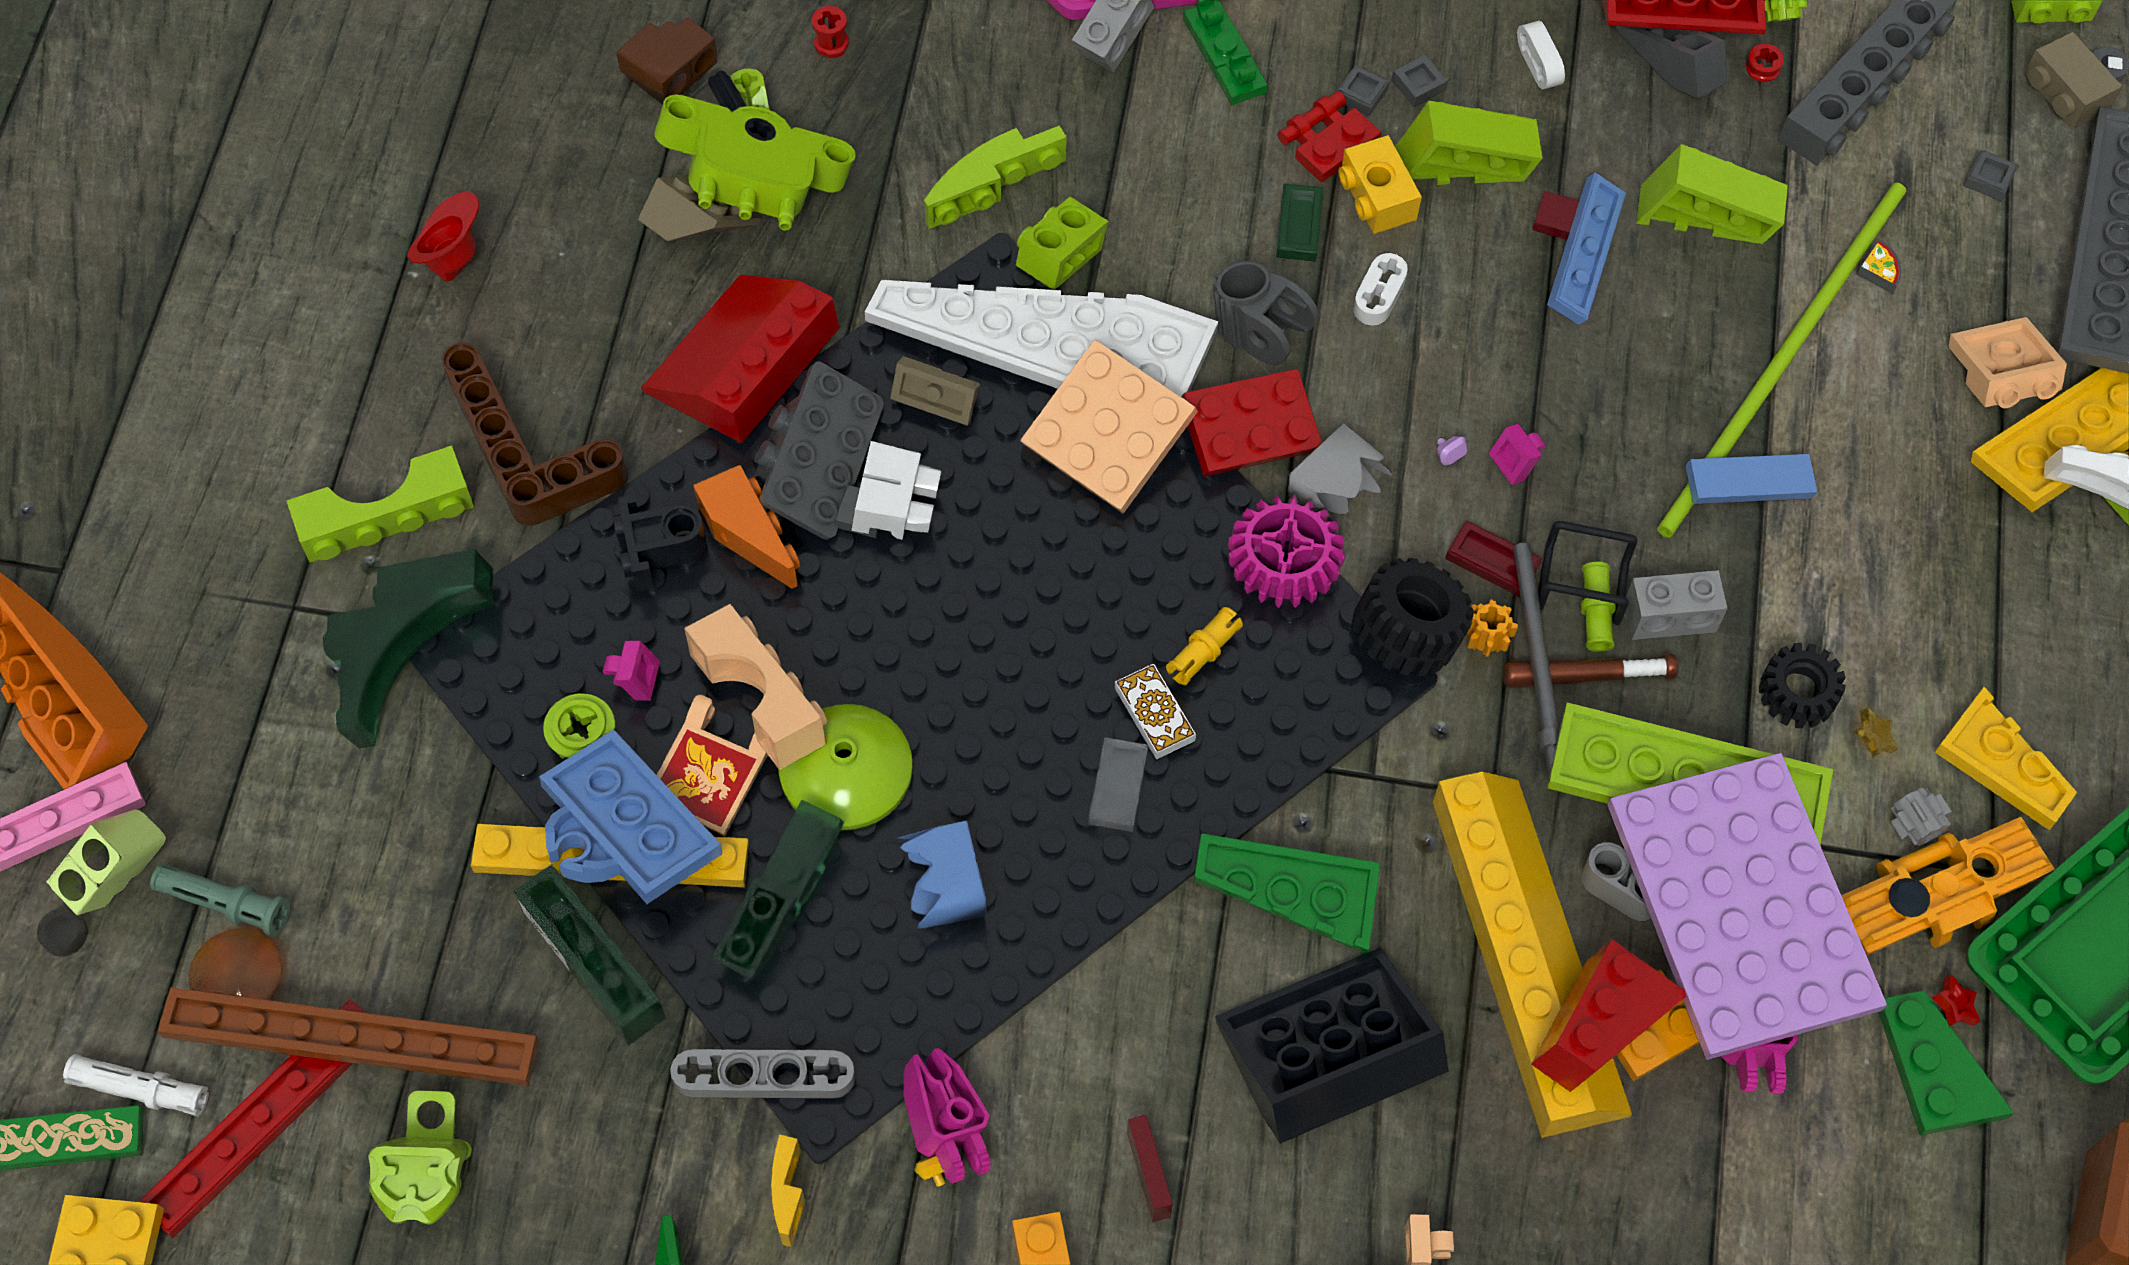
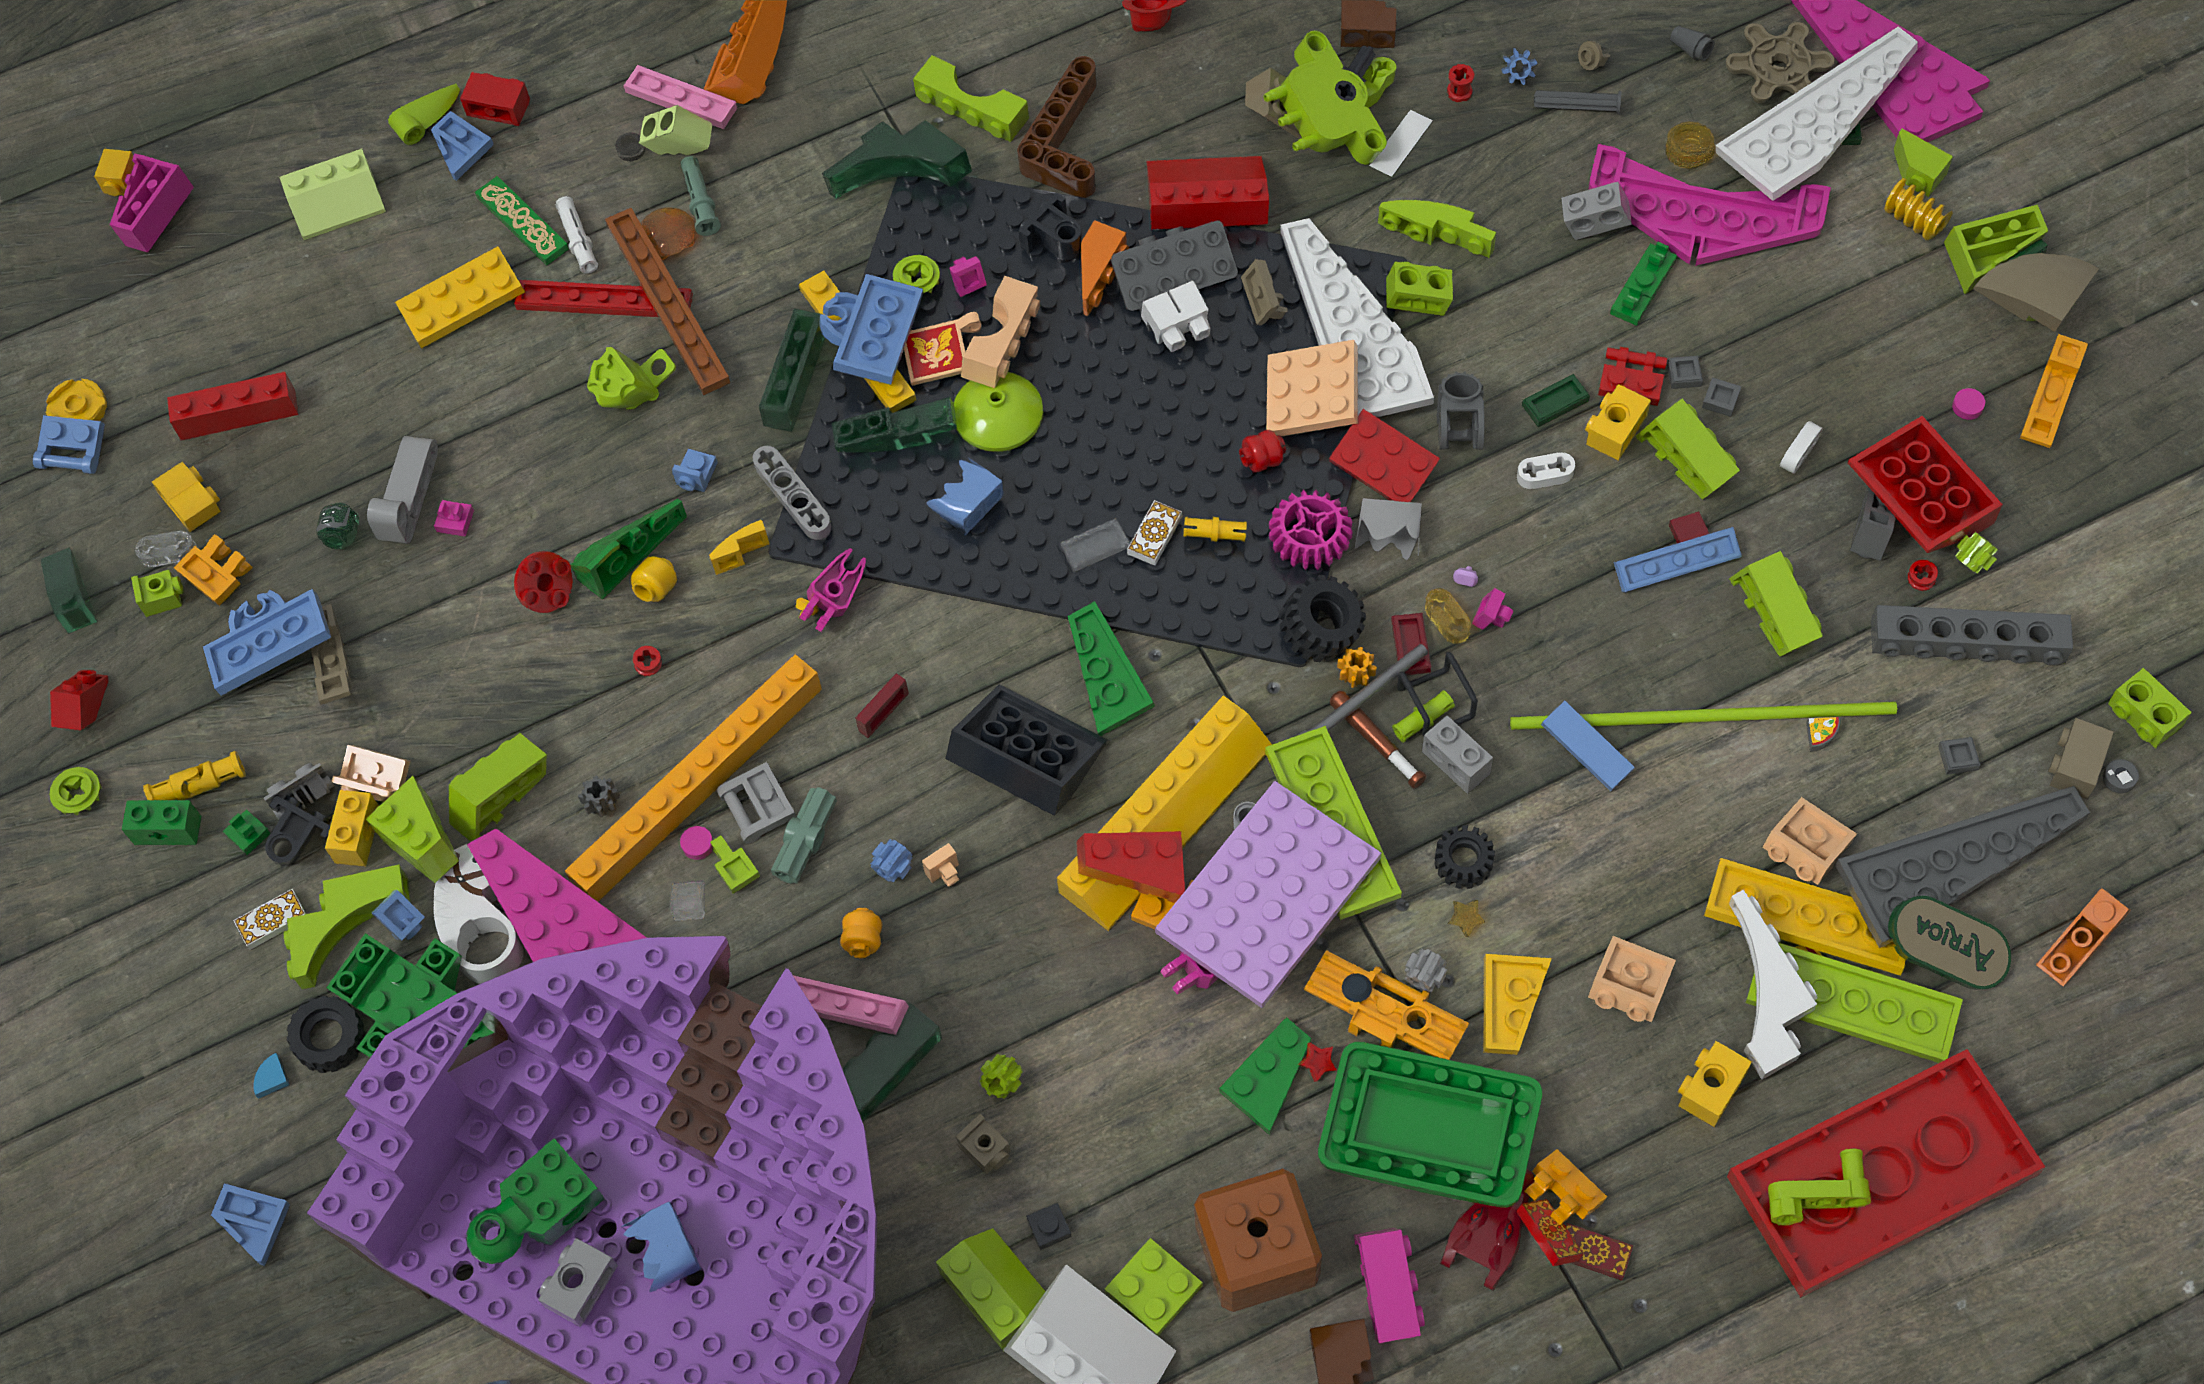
camera: 60 degrees right, 0 degrees up
(623, 1171) = (694, 470): none -> medium blue bracket
(841, 123) = (1401, 143): none -> white sticker
(1146, 528) = (1262, 450): none -> red piece
(1487, 499) = (1442, 619): none -> clear yellow beam
(2063, 629) = (1631, 979): none -> light nougat plate

